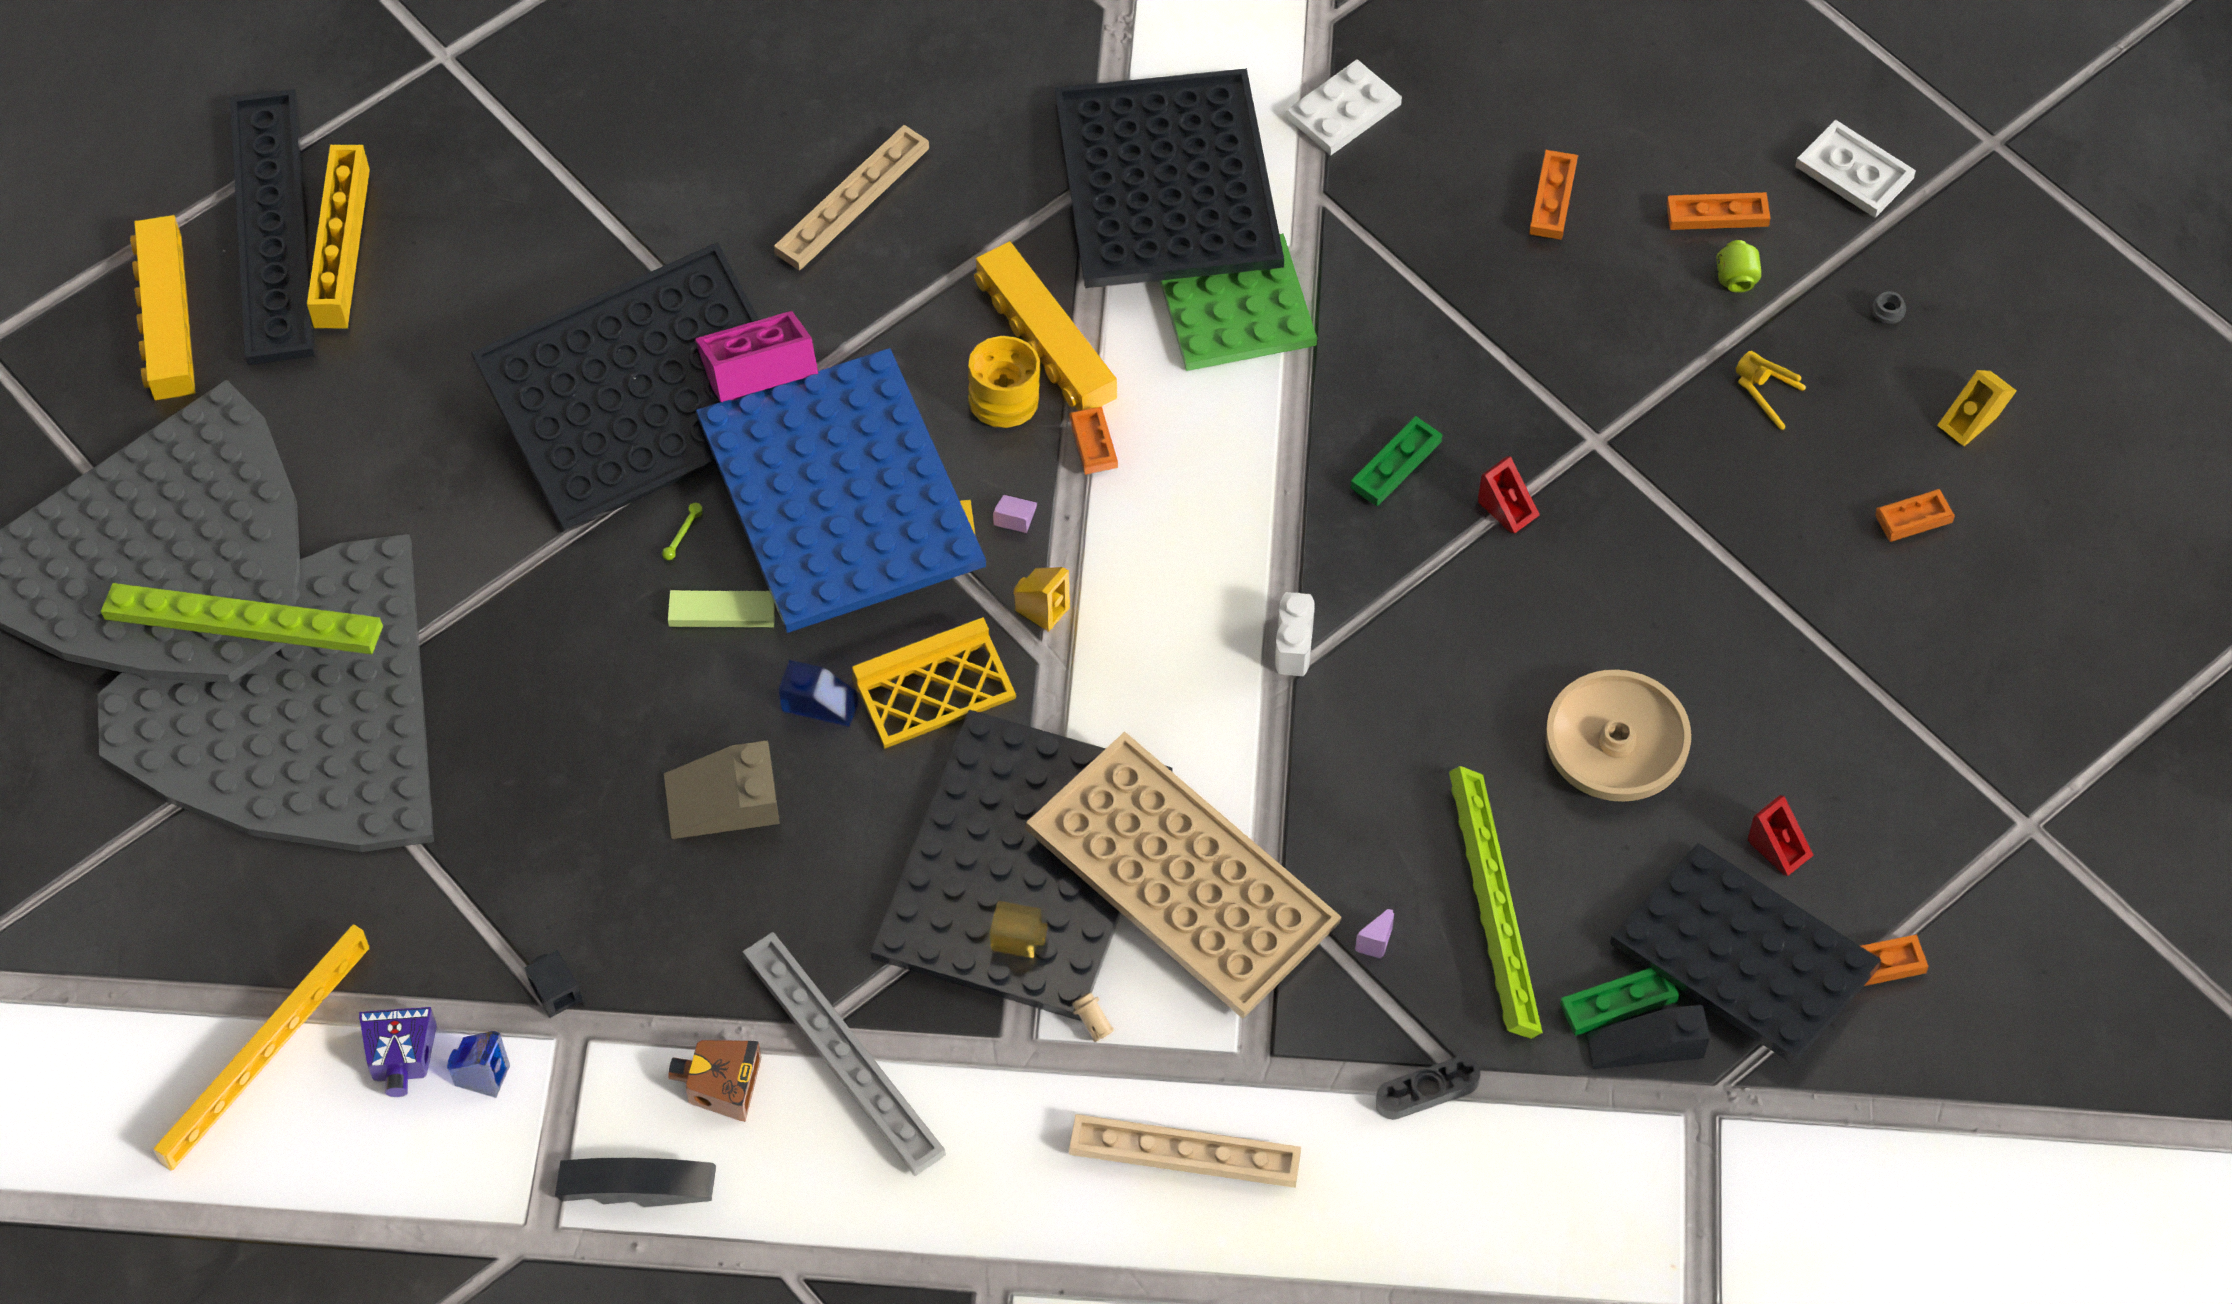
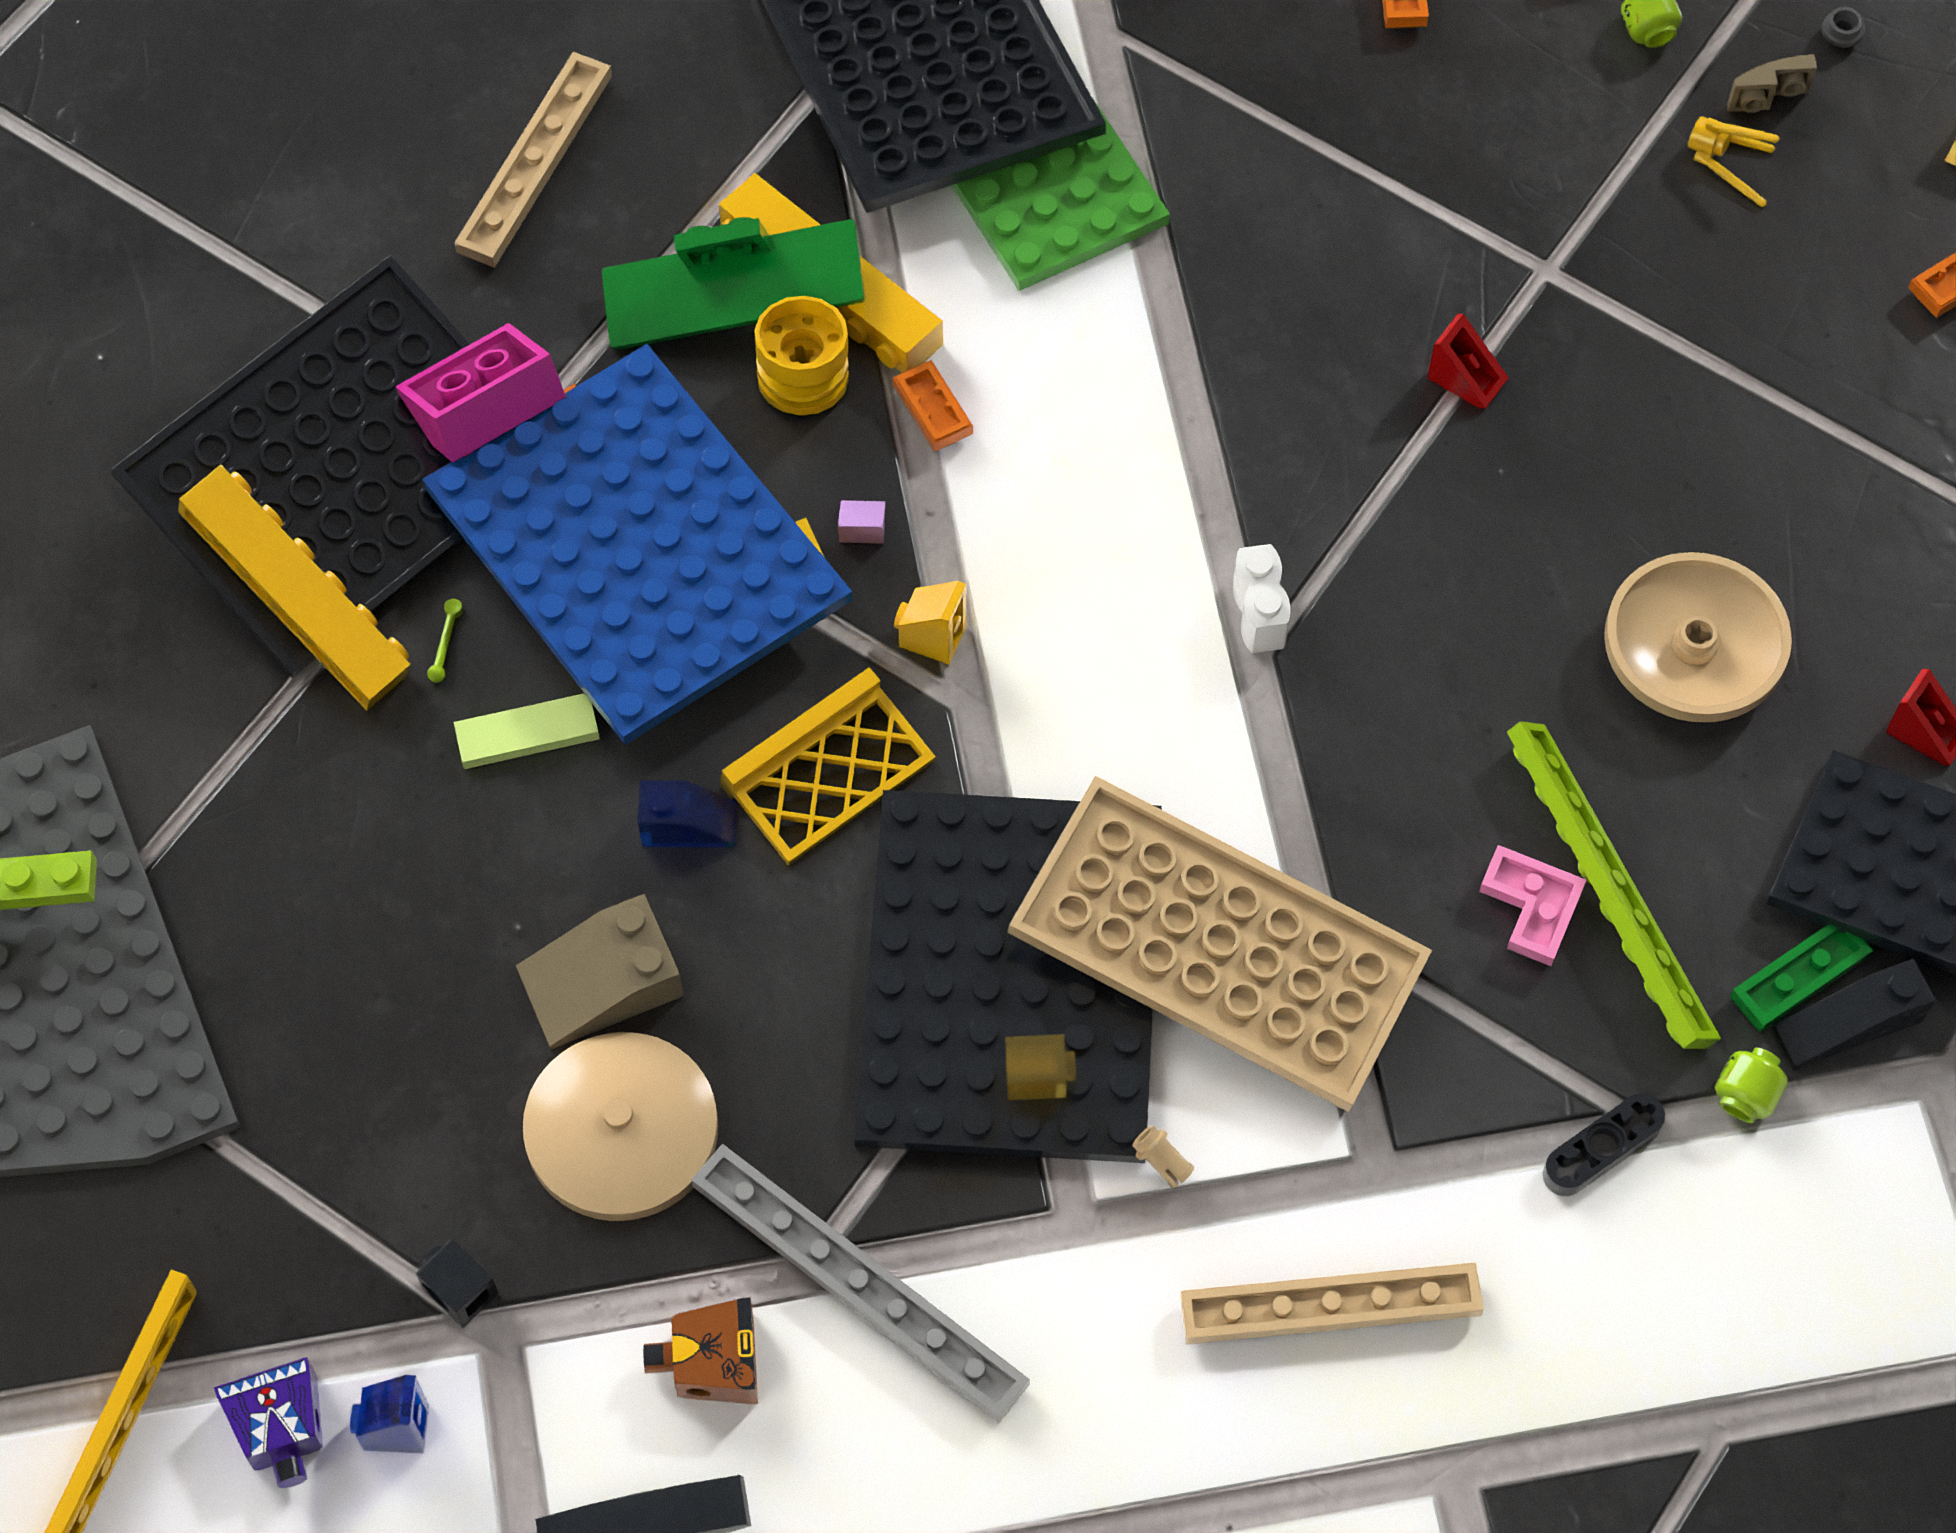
camera: 15 degrees left, 5 degrees up
(580, 466) = (294, 586): none -> yellow brick
(704, 903) = (620, 1126): none -> tan dish
(965, 311) = (728, 279): none -> green bracket
(1375, 936) = (1483, 965): lavender slope -> none
(1396, 461) = (1315, 349): green plate -> none
(1439, 898) = (1542, 893): none -> bright pink plate
(1552, 1070) = (1751, 1085): none -> lime head
(1804, 337) = (1785, 77): none -> dark tan slope

